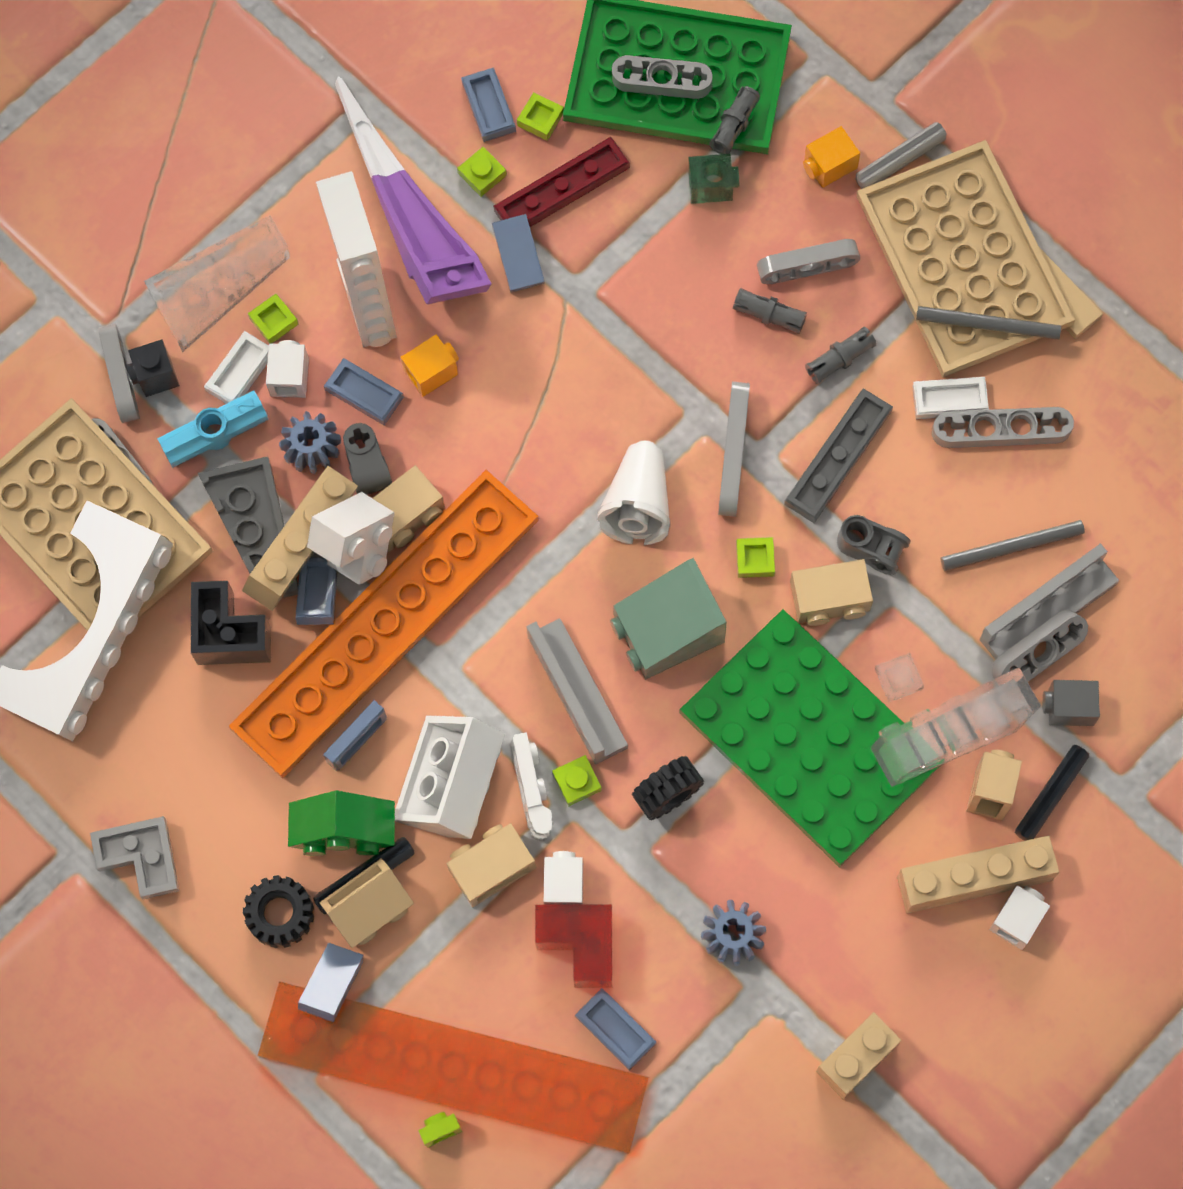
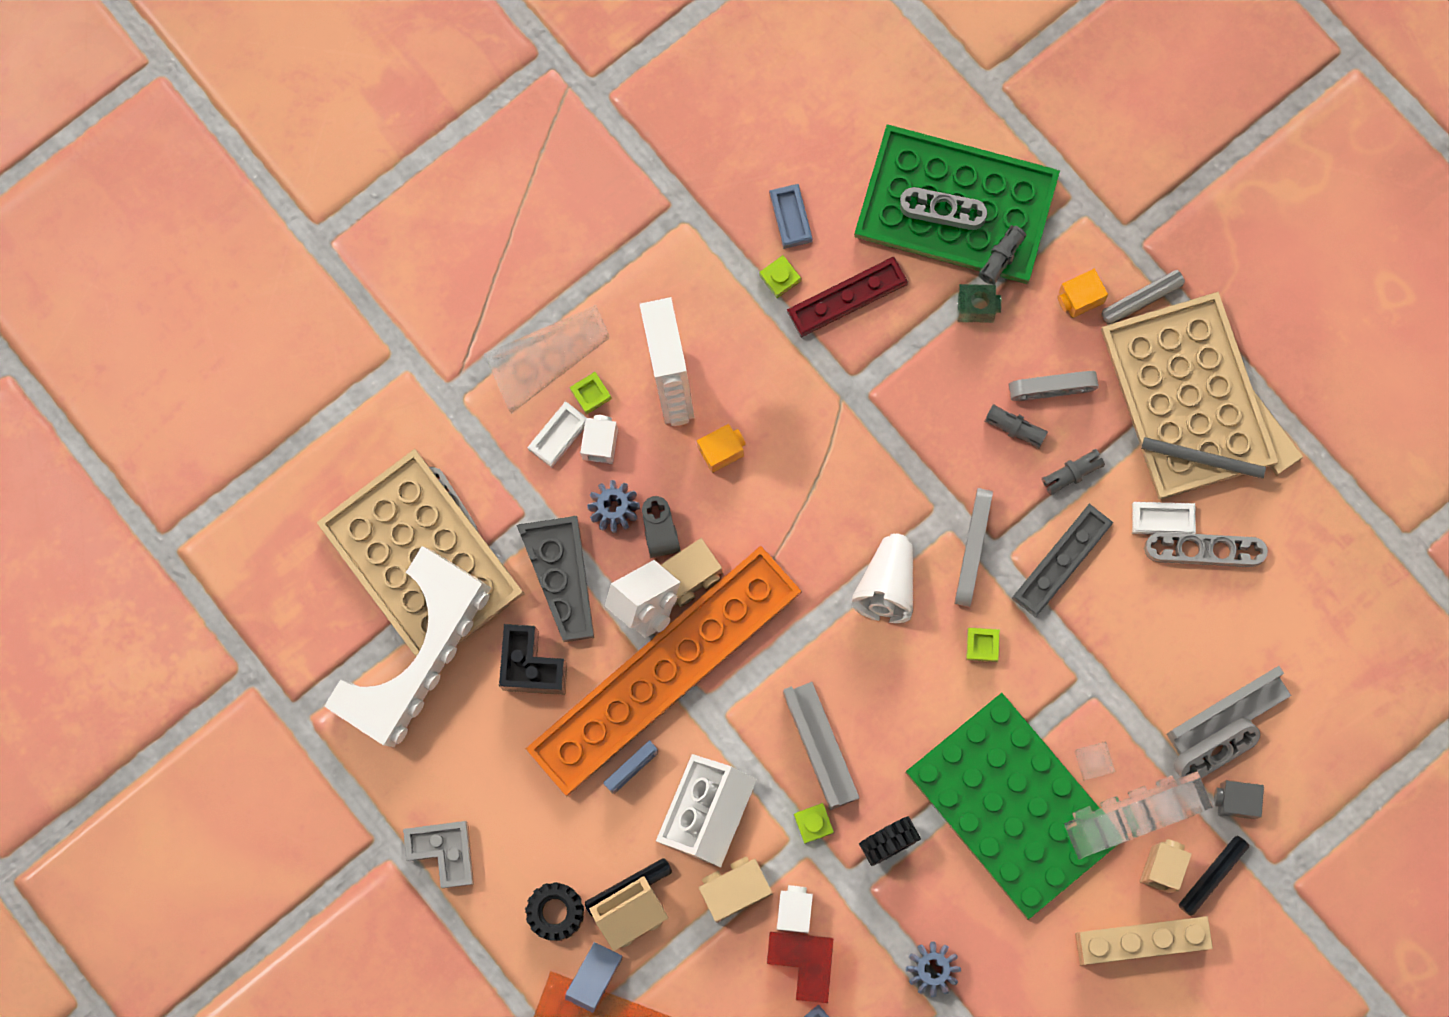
camera: 10 degrees right, 5 degrees up
(118, 374) = (456, 429): light grey beam -> none
(152, 368) = (484, 428): black brick -> none
(234, 419) = (513, 493): medium azure piece -> none
(289, 549) = (589, 603): tan brick -> none
(316, 593) = (607, 640): sand blue tile -> none
(341, 822) = (613, 844): green brick -> none
(363, 391) = (662, 464): sand blue tile -> none
(427, 243) = (728, 339): medium lavender plate -> none
(518, 253) = (804, 354): sand blue tile -> none
(531, 789) = (774, 827): white hinge -> none
(540, 116) = (834, 232): lime plate -> none
(669, 620) = (904, 695): sand green slope -> none
(831, 592) = (1044, 682): tan piece -> none
(875, 543) = (1085, 644): dark grey piece -> none
(1012, 545) = (1203, 654): dark grey bar -> none
(1020, 916) = (1176, 979): white brick -> none

